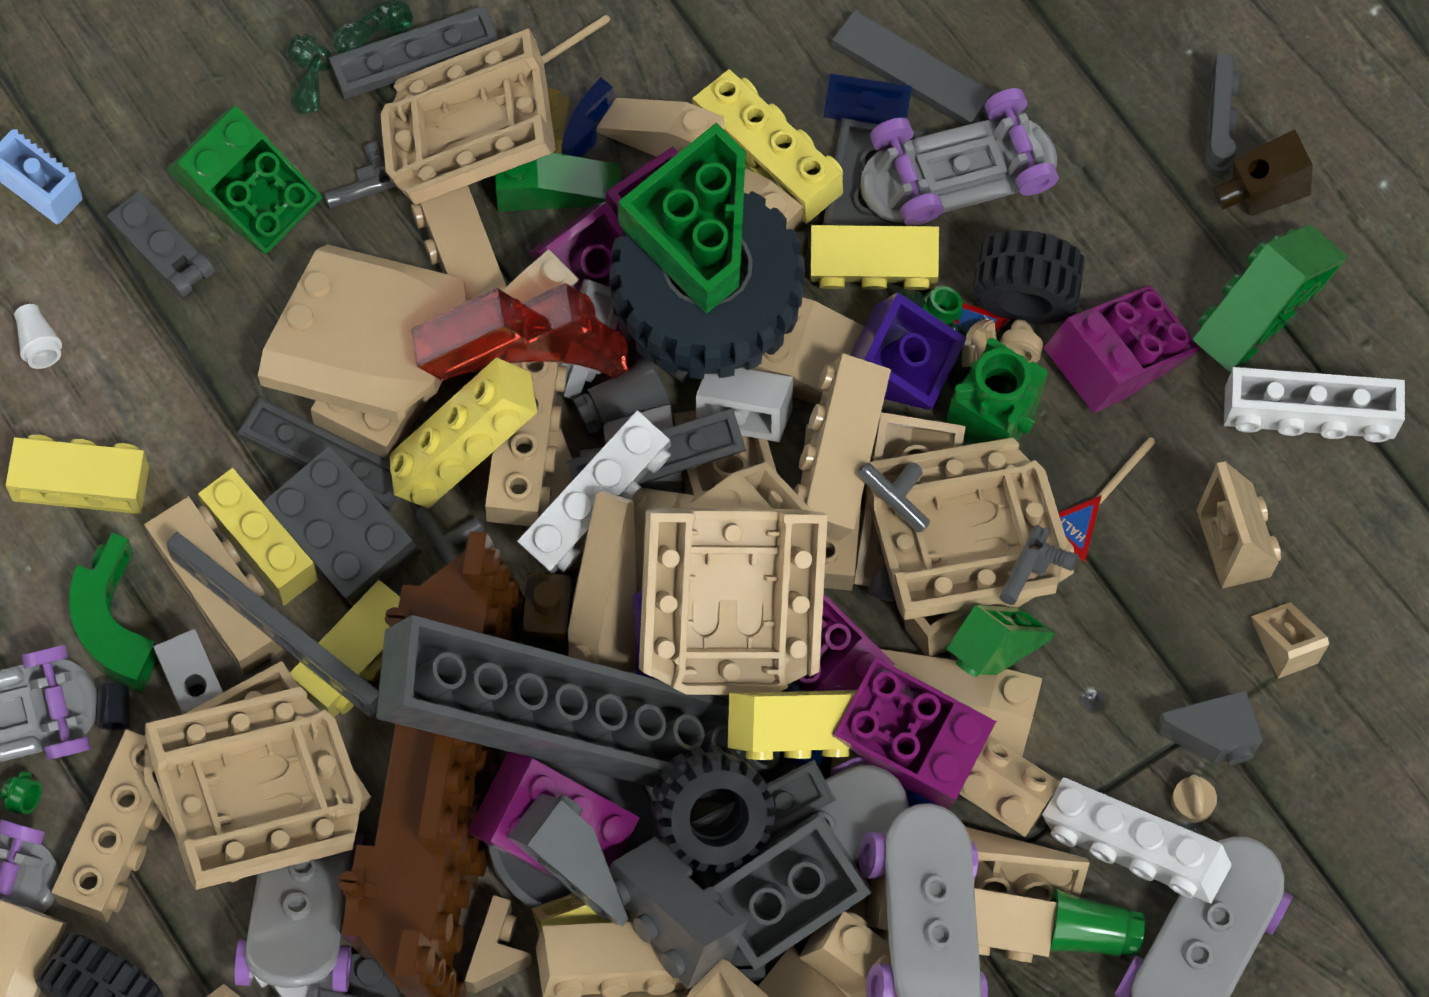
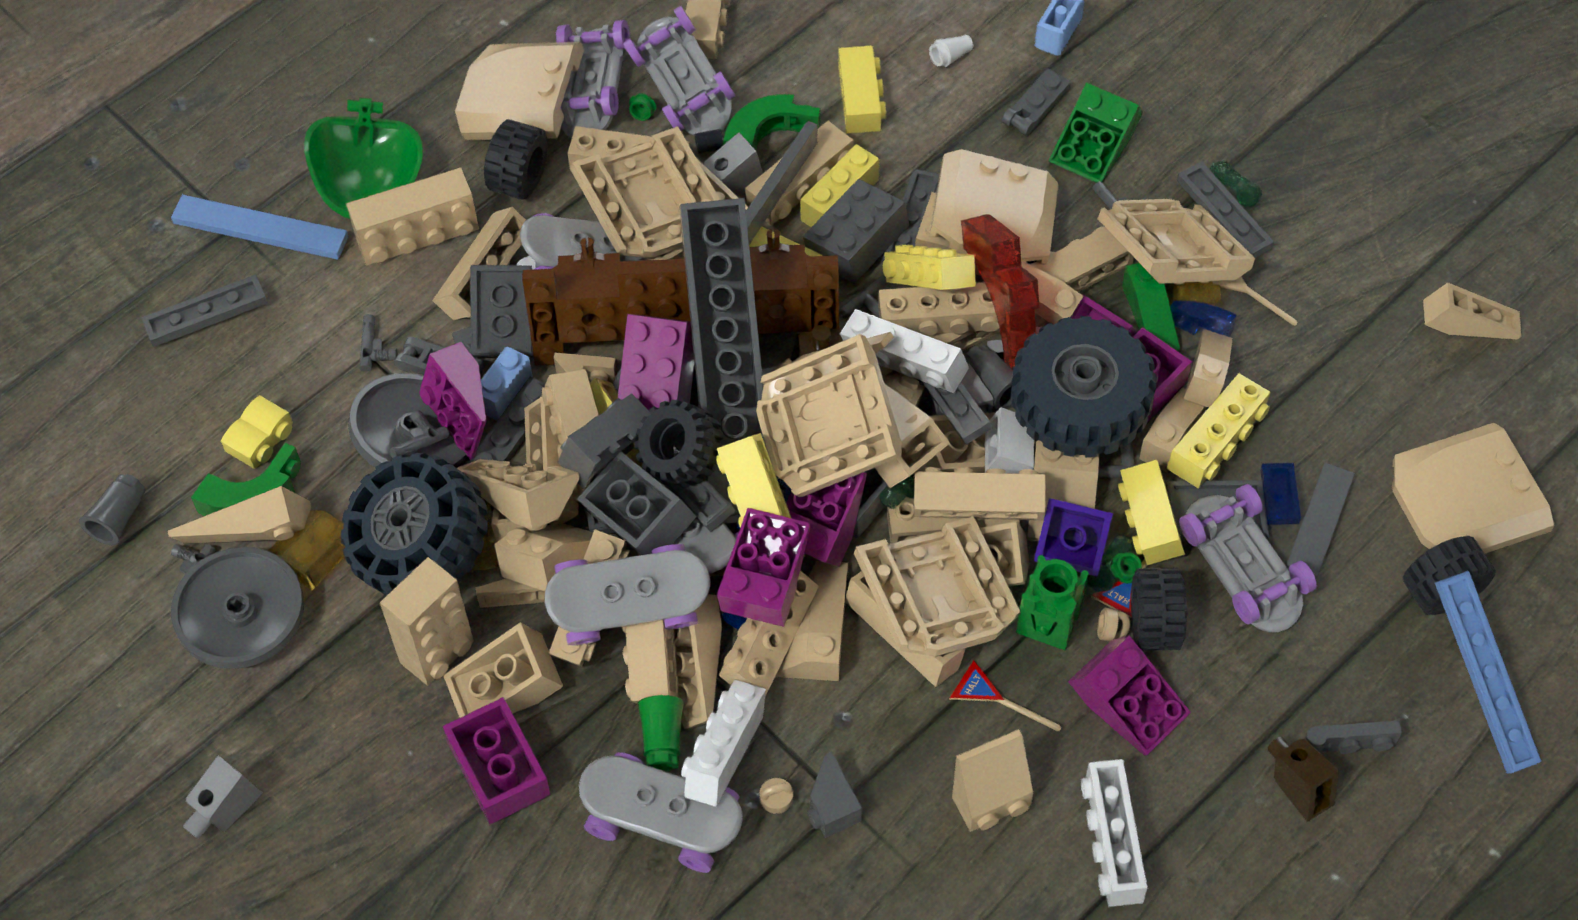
camera: 85 degrees right, 10 degrees down
(307, 94) = (1171, 157): clear green piece -> none
(570, 852) = (630, 359): dark grey slope -> none
(693, 216) = (1111, 347): green brick -> none
(895, 493) = (948, 532): dark grey piece -> none
(976, 341) = (1101, 595): tan tile -> none
(997, 638) = (862, 628): green slope -> none
(1035, 562) = (914, 625): dark grey hose -> none
(1264, 297) = (1202, 786): green brick -> none
(1289, 639) = (916, 843): tan slope -> none

